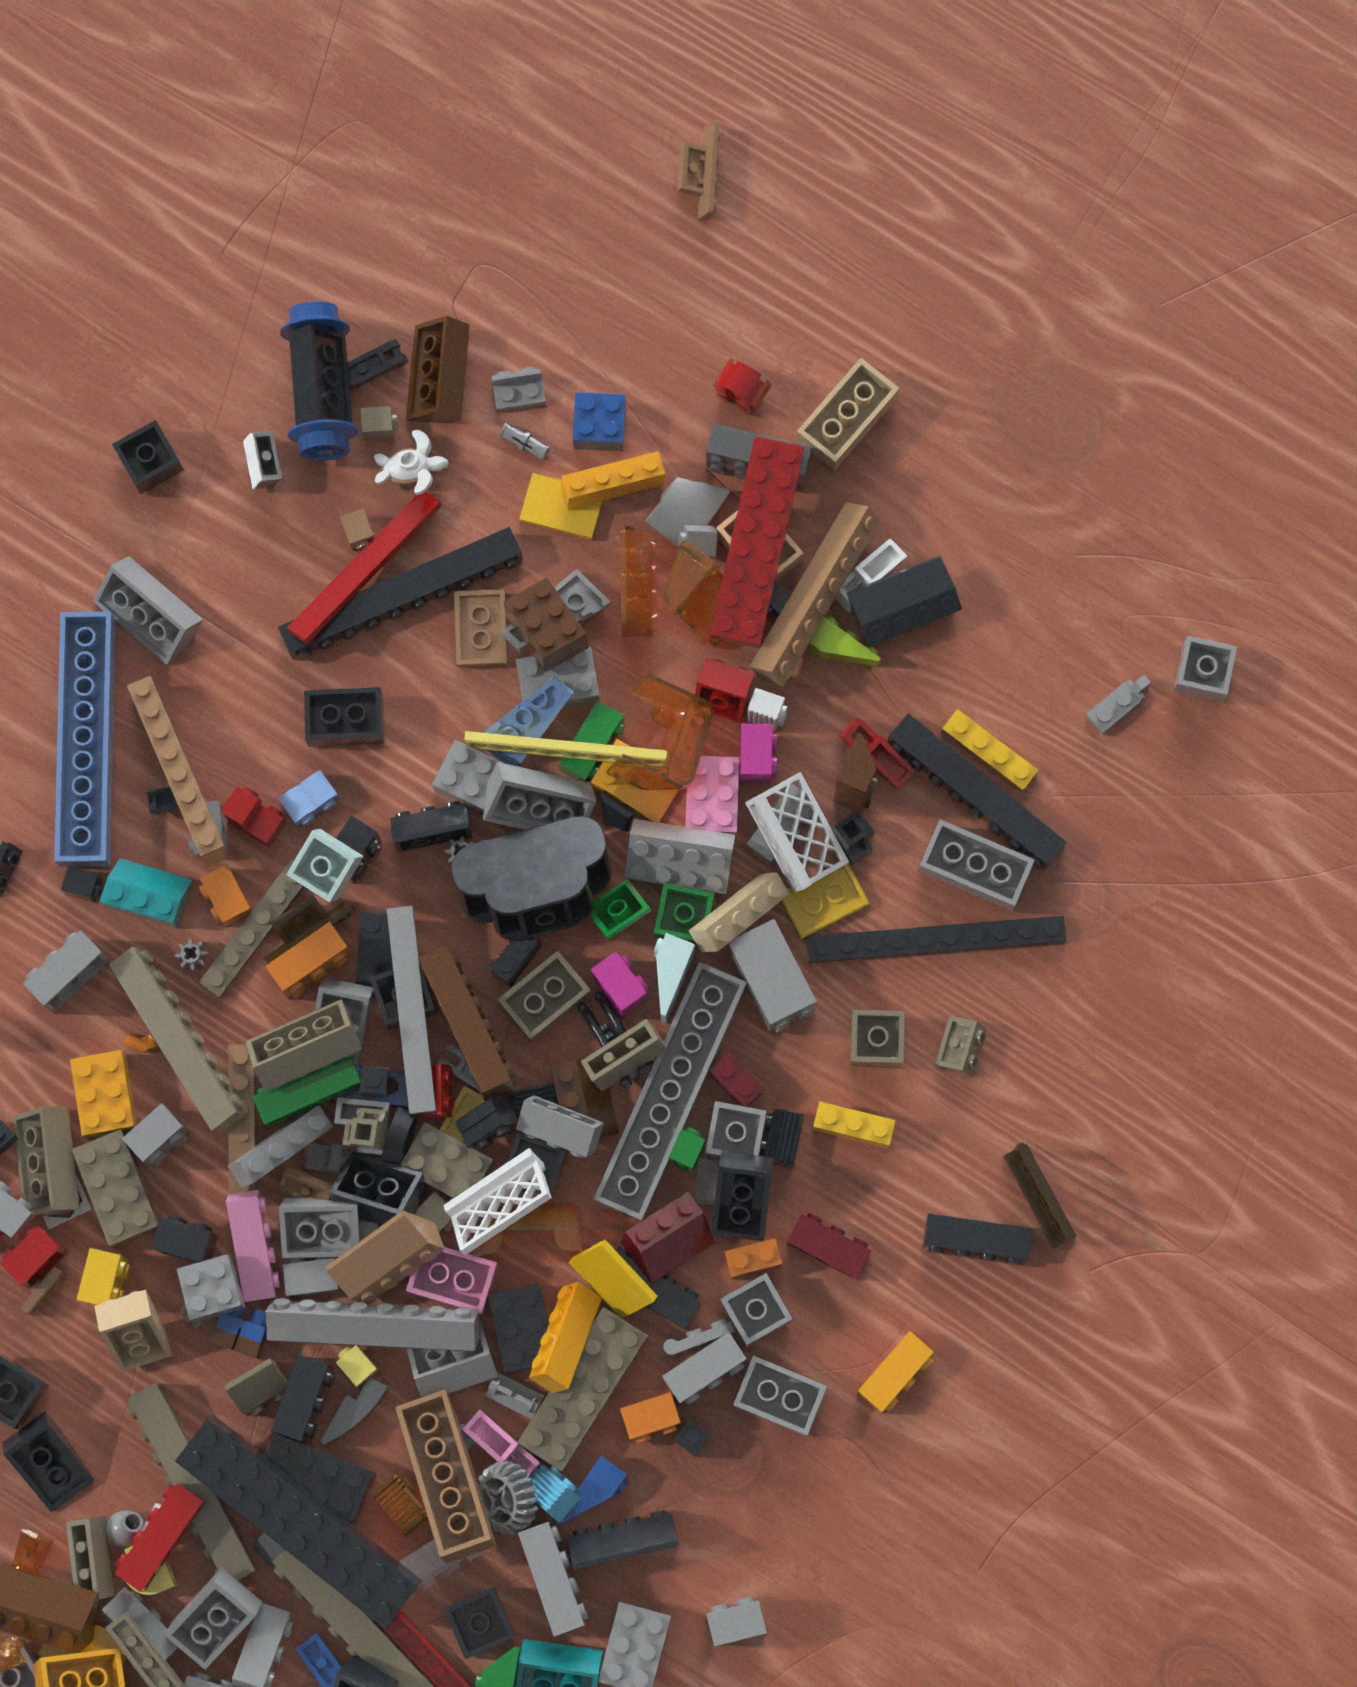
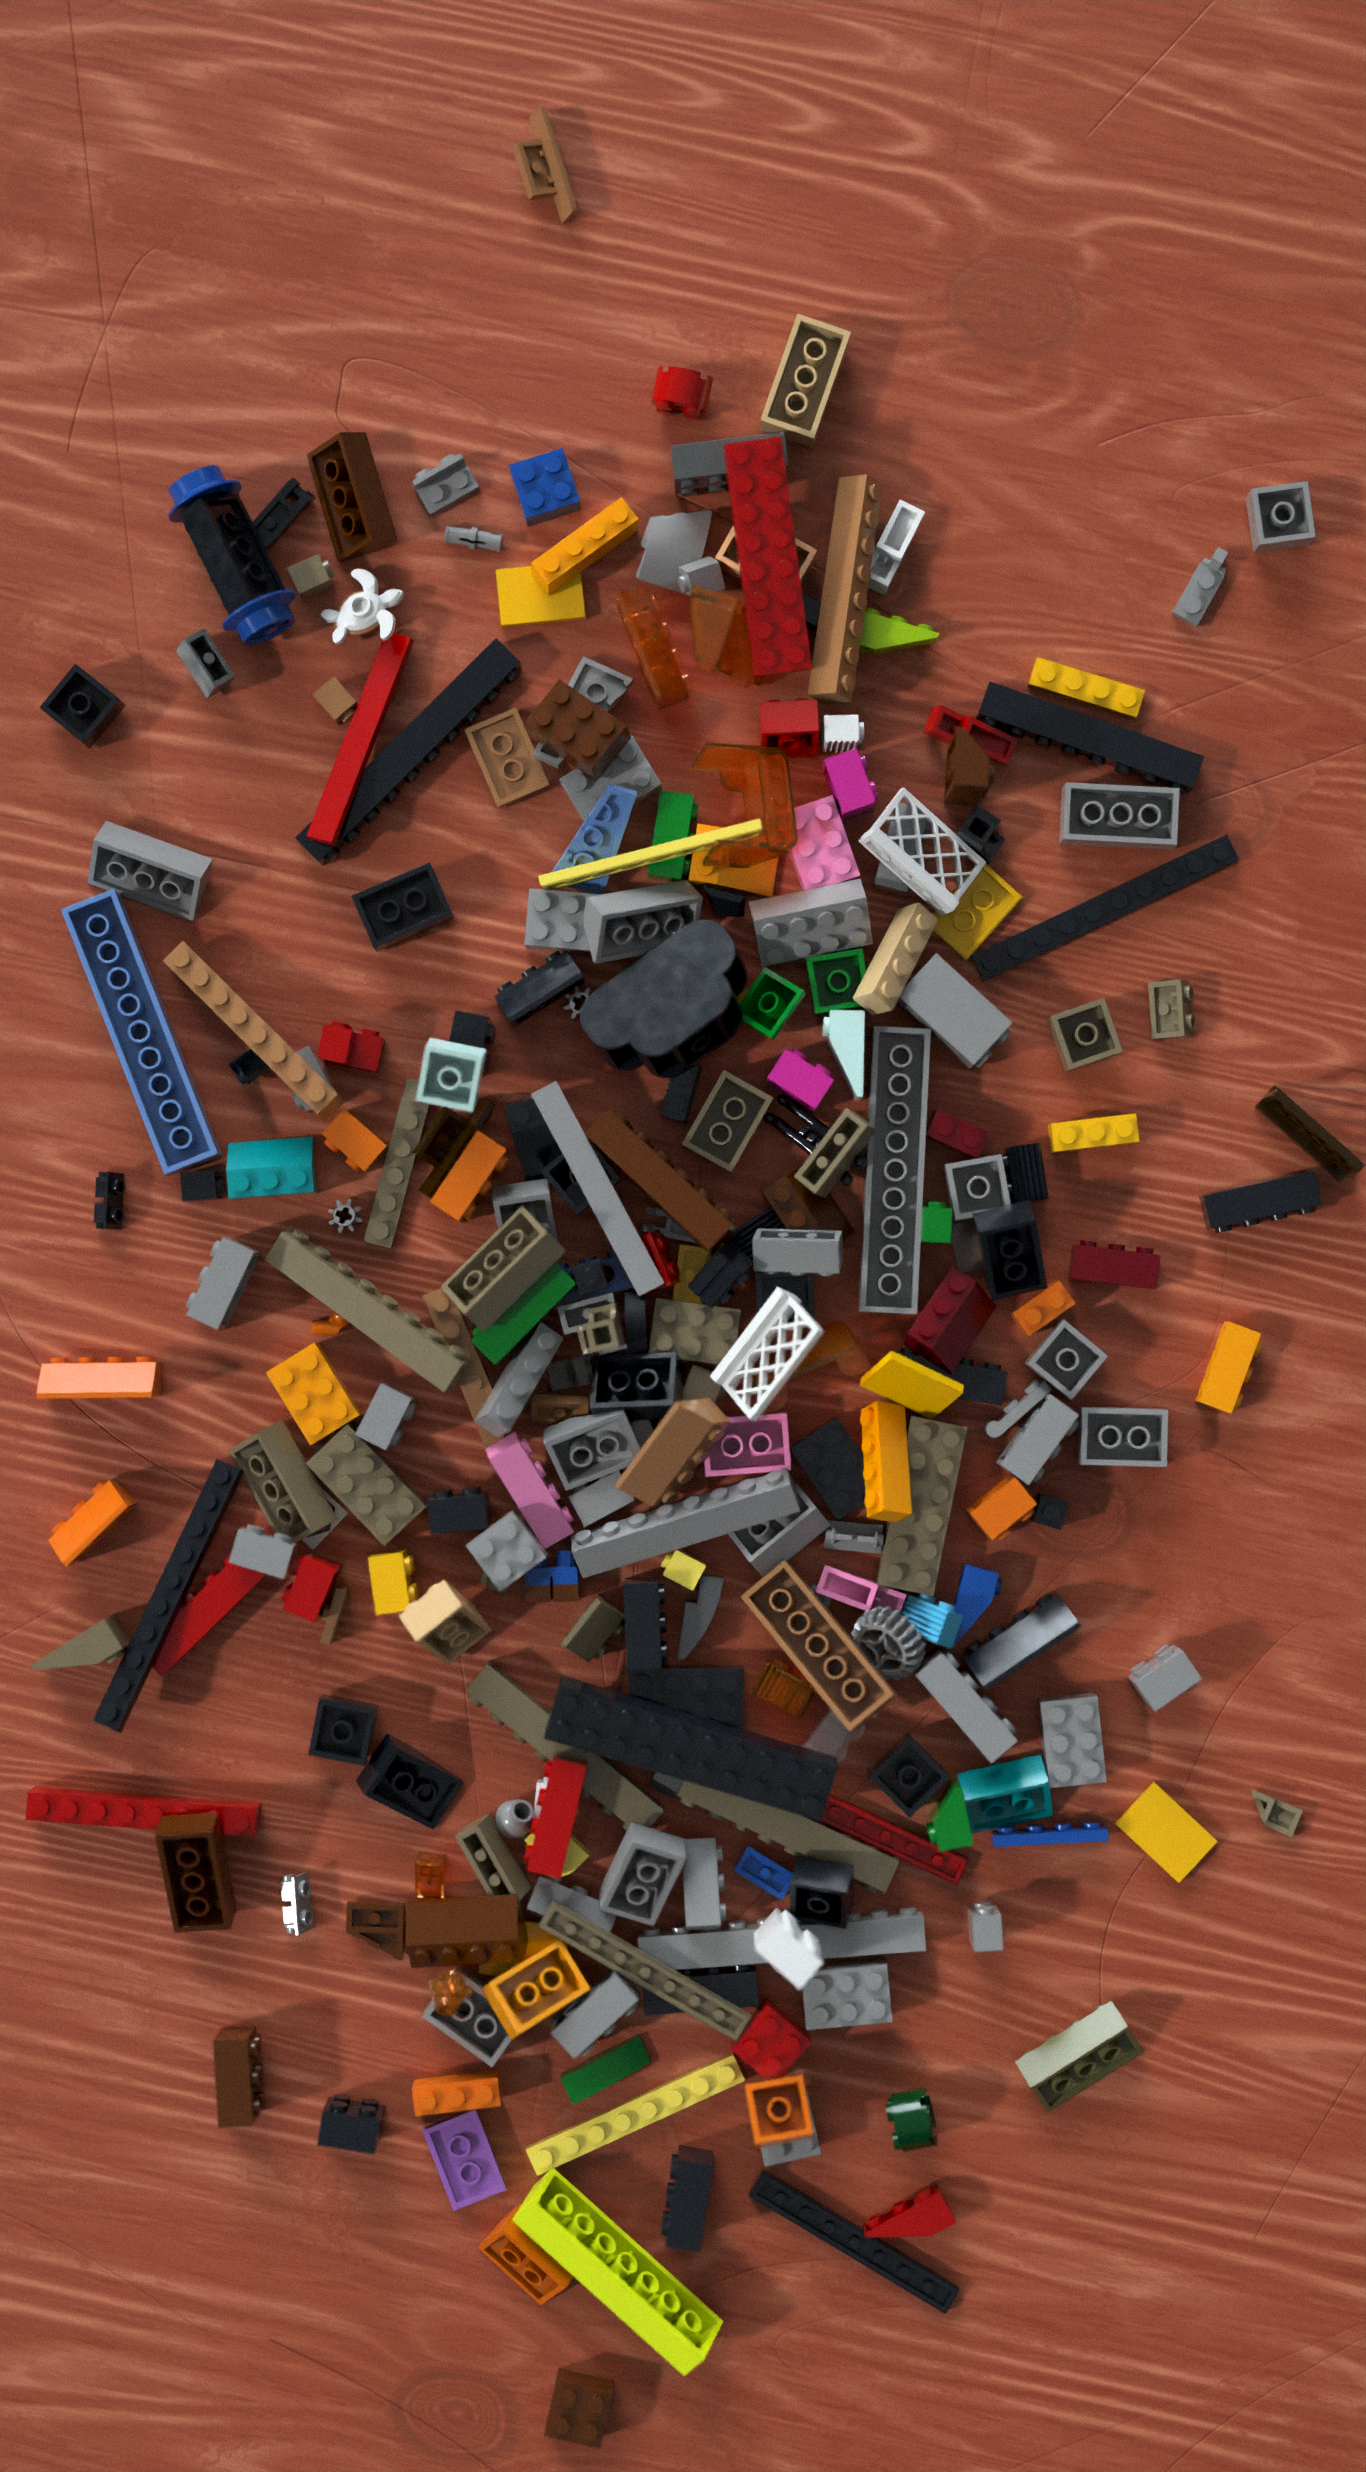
camera: 20 degrees left, 10 degrees up
(309, 799) = (400, 1007): light blue brick -> none
(904, 601) = (941, 562): black slope -> none

